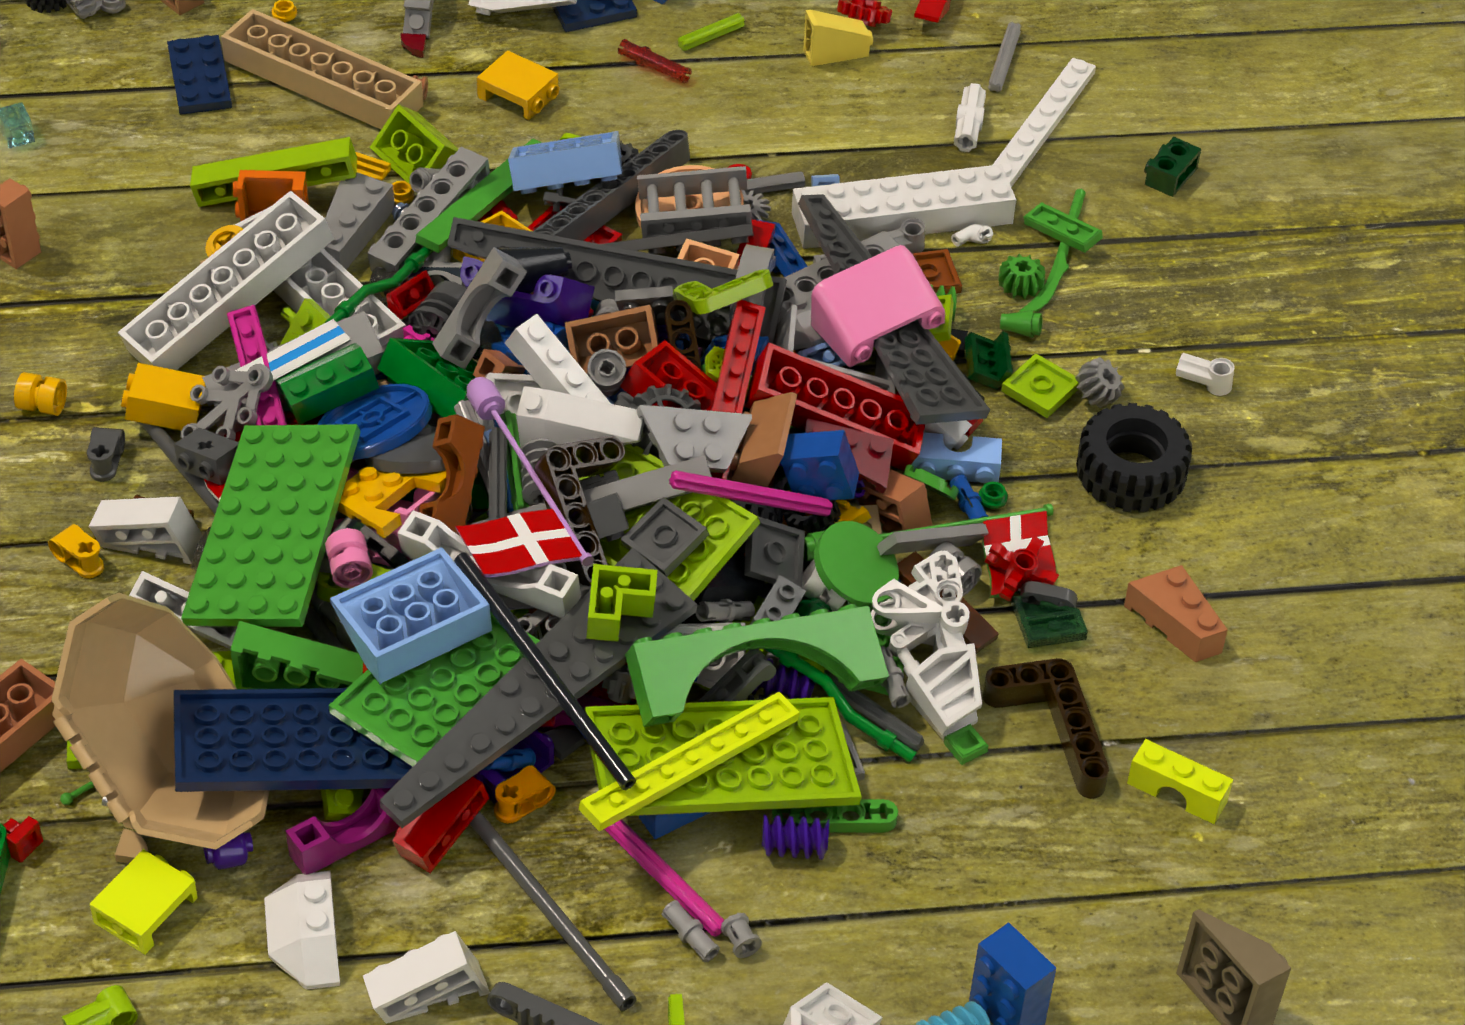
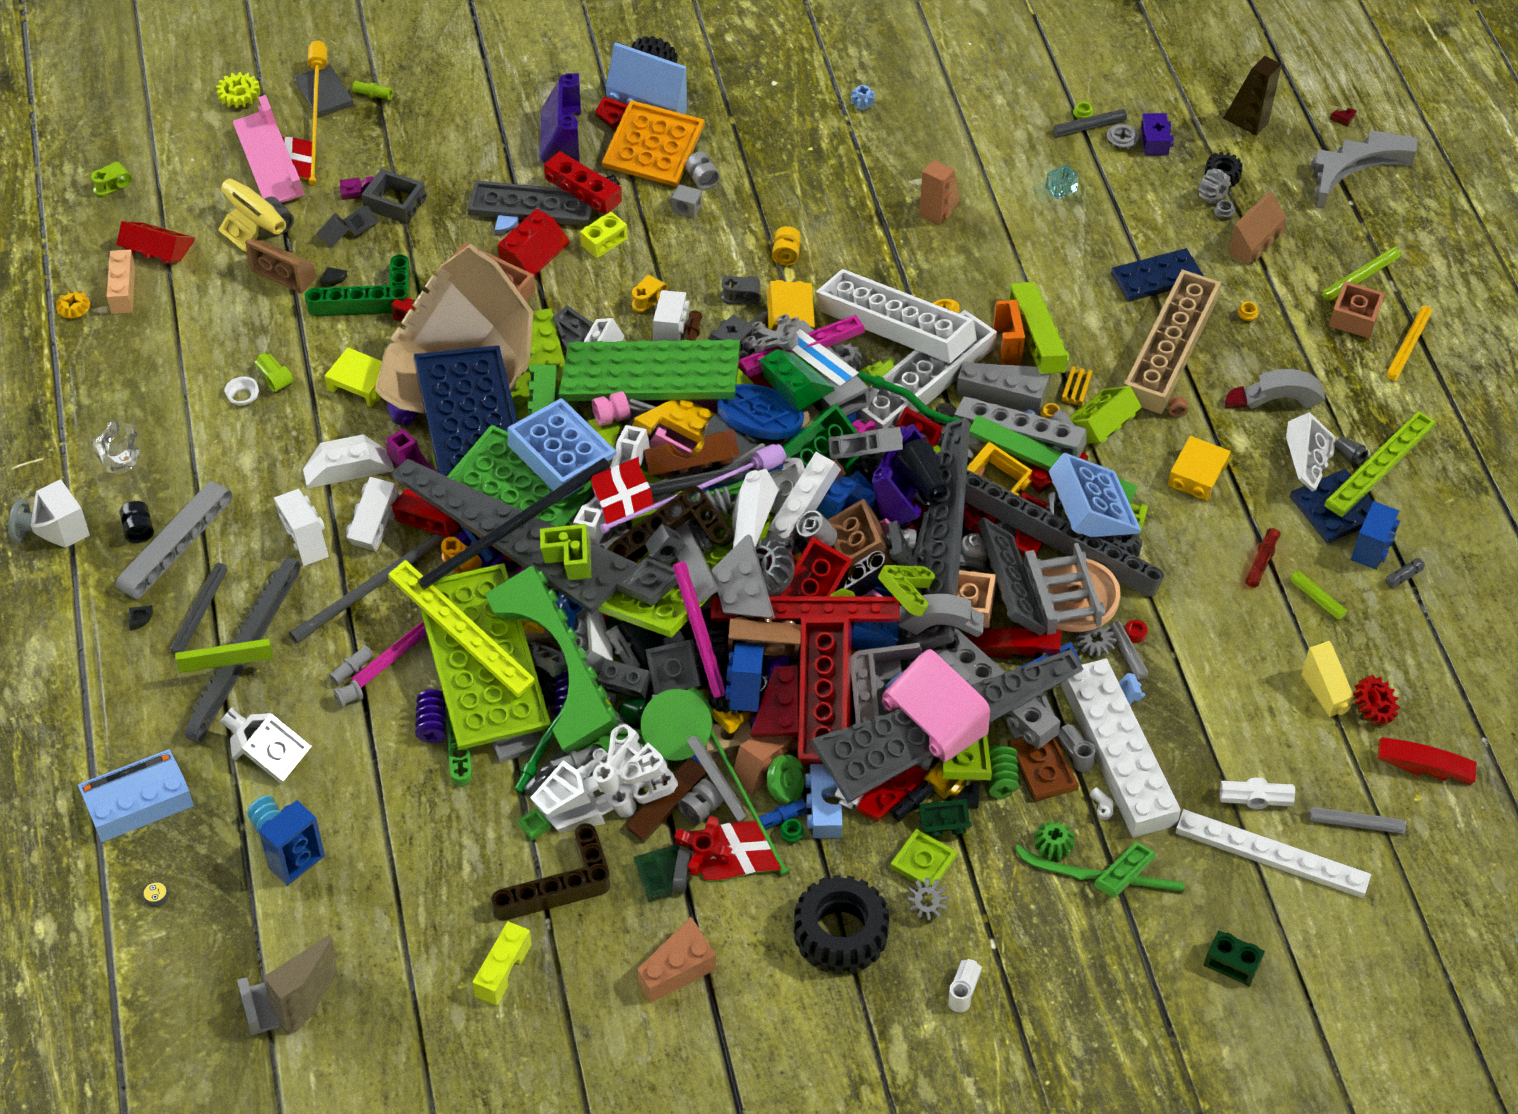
camera: 85 degrees right, 5 degrees up
(427, 885) = (372, 514): none -> white wedge
(1024, 323) = (996, 846): bright green cone -> none

